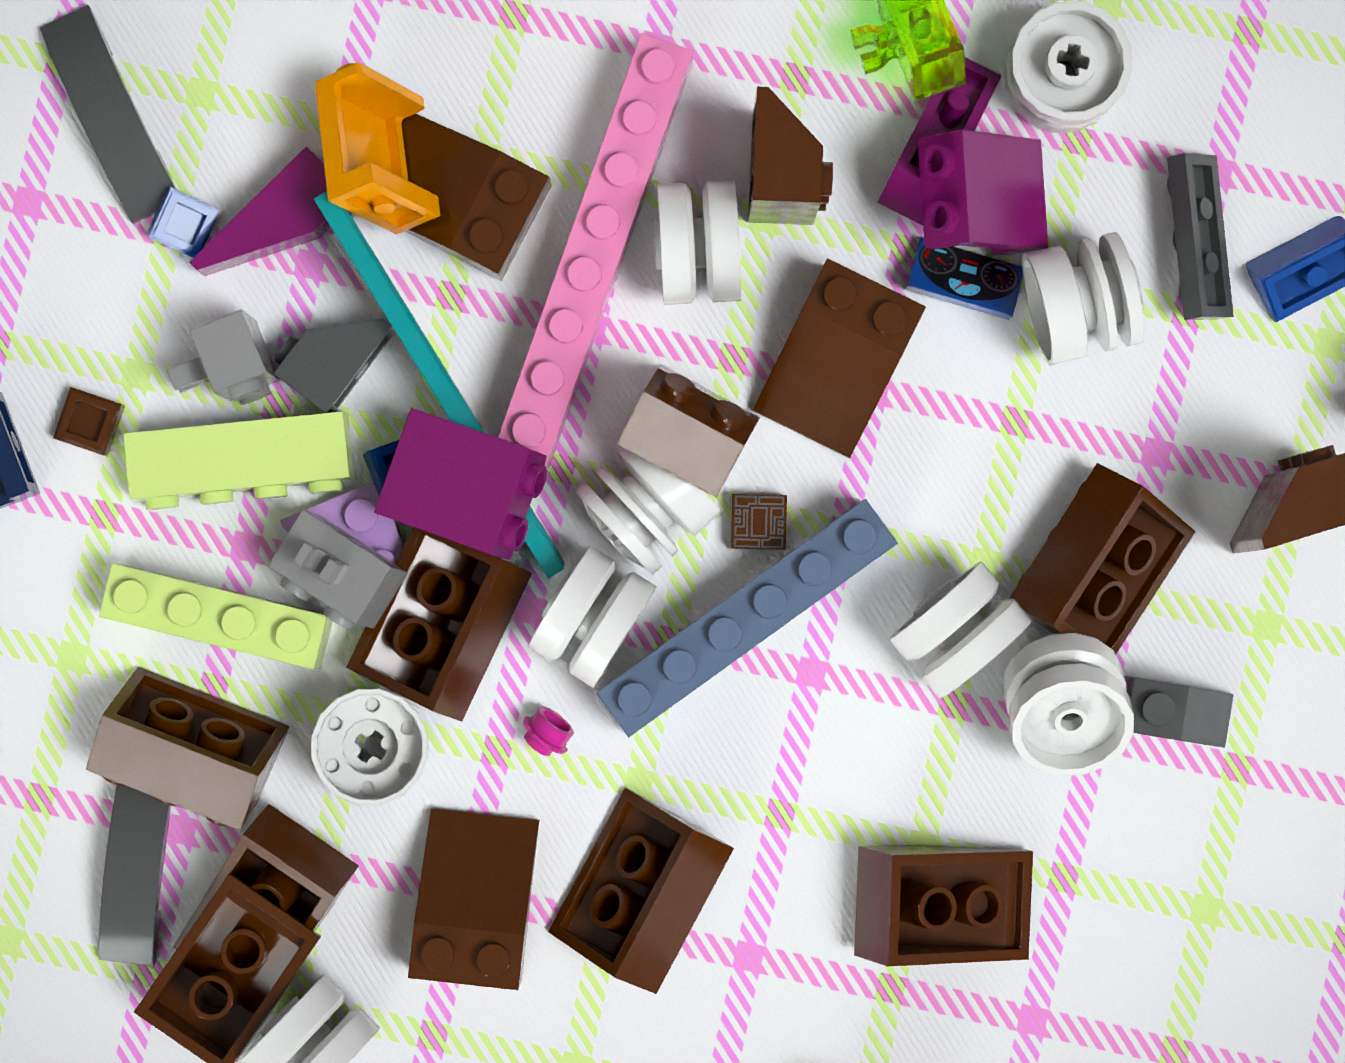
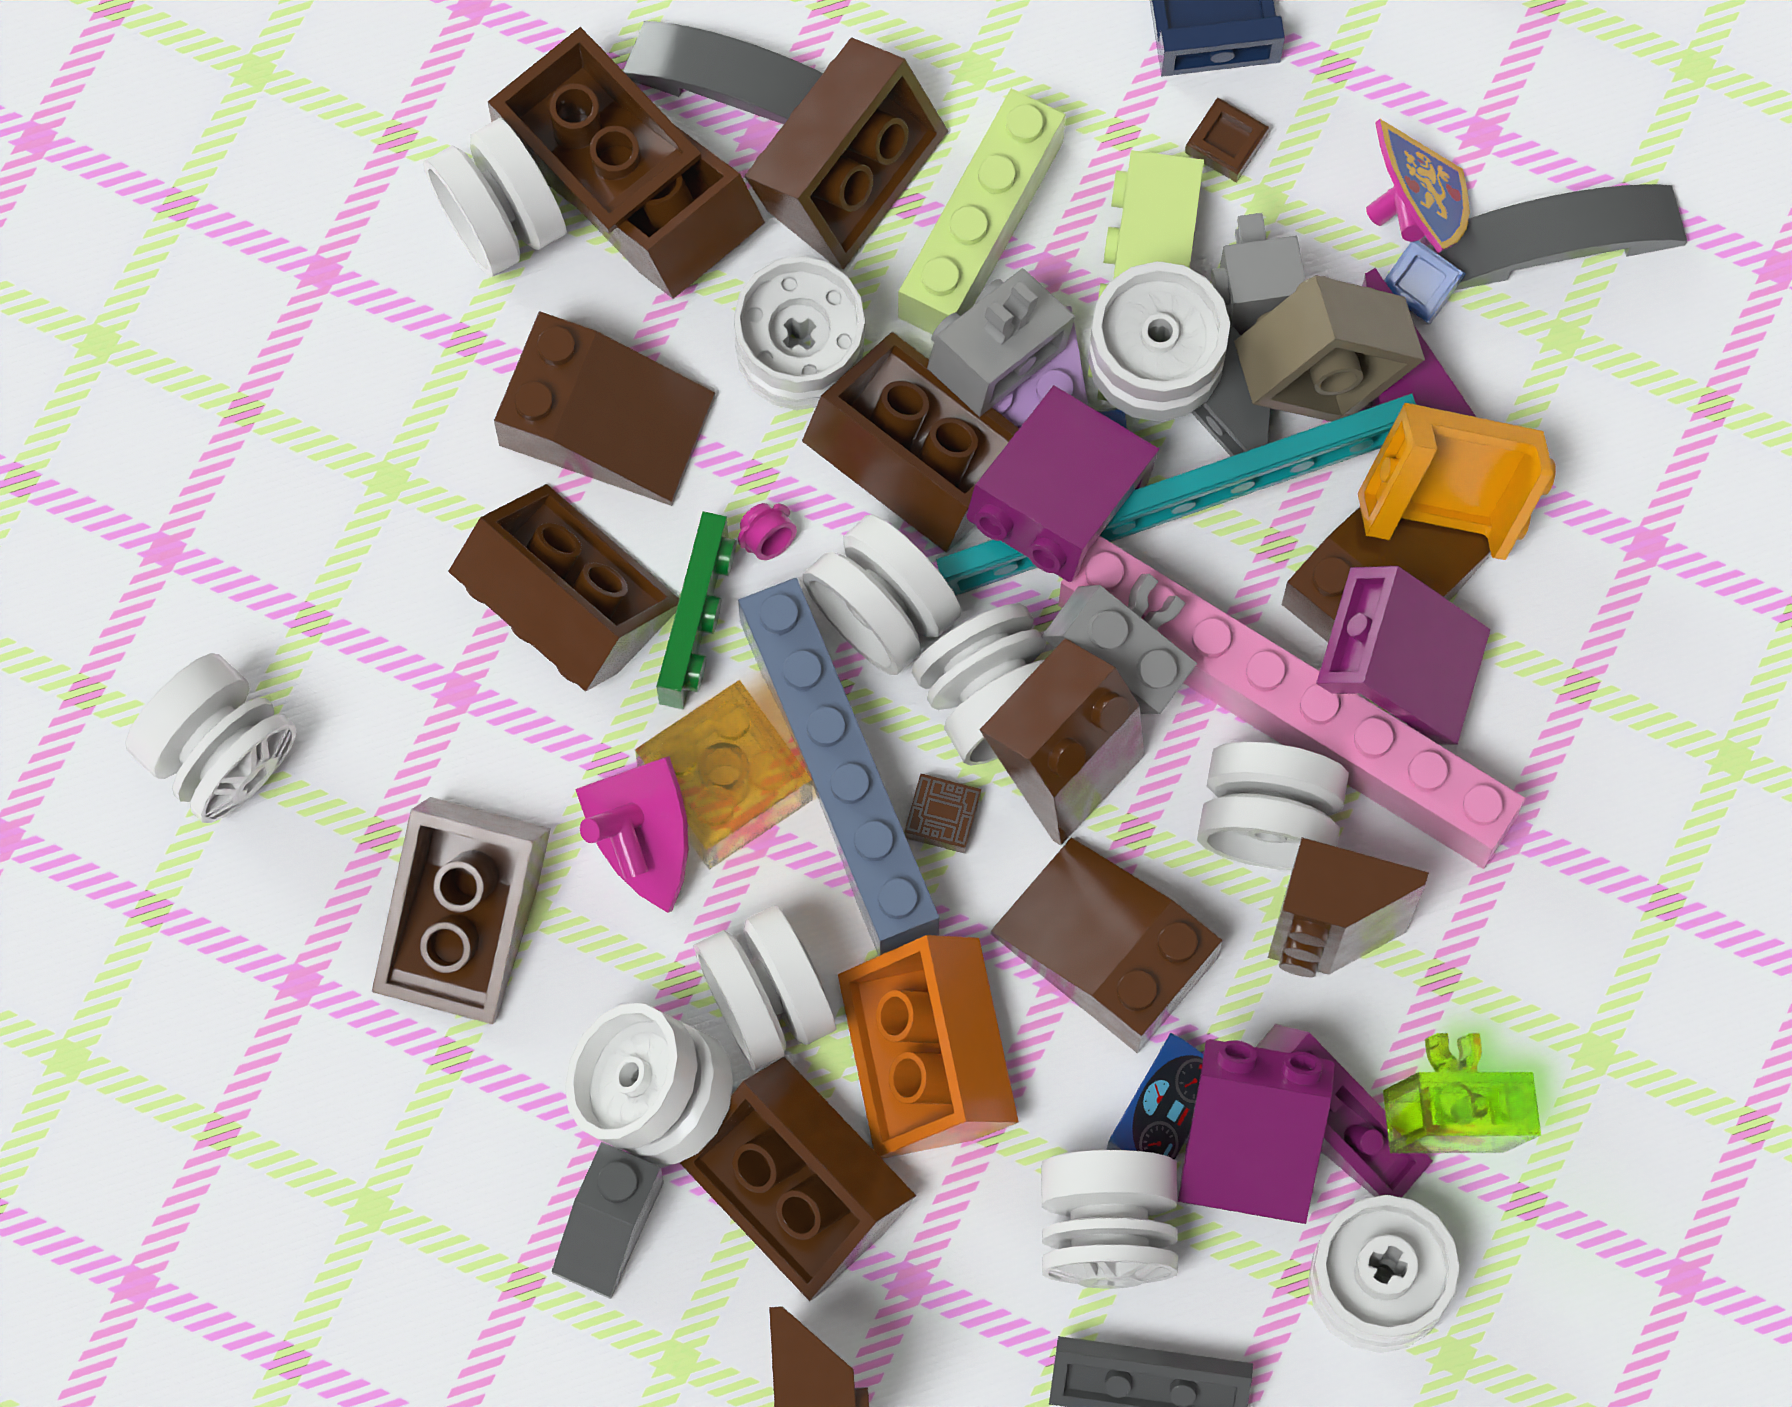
camera: 105 degrees right, 15 degrees down
(104, 236) = (1426, 192): none -> shield
(282, 282) = (1328, 349): none -> dark tan brick
(285, 448) = (1158, 341): none -> white wheel
(539, 161) = (1405, 651): none -> magenta panel
(594, 397) = (1119, 636): none -> light grey brick
(636, 772) = (696, 611): none -> green plate
(777, 712) = (730, 772): none -> clear yellow brick
(840, 770) = (640, 829): none -> dark pink shield
(966, 484) = (927, 1046): none -> orange slope

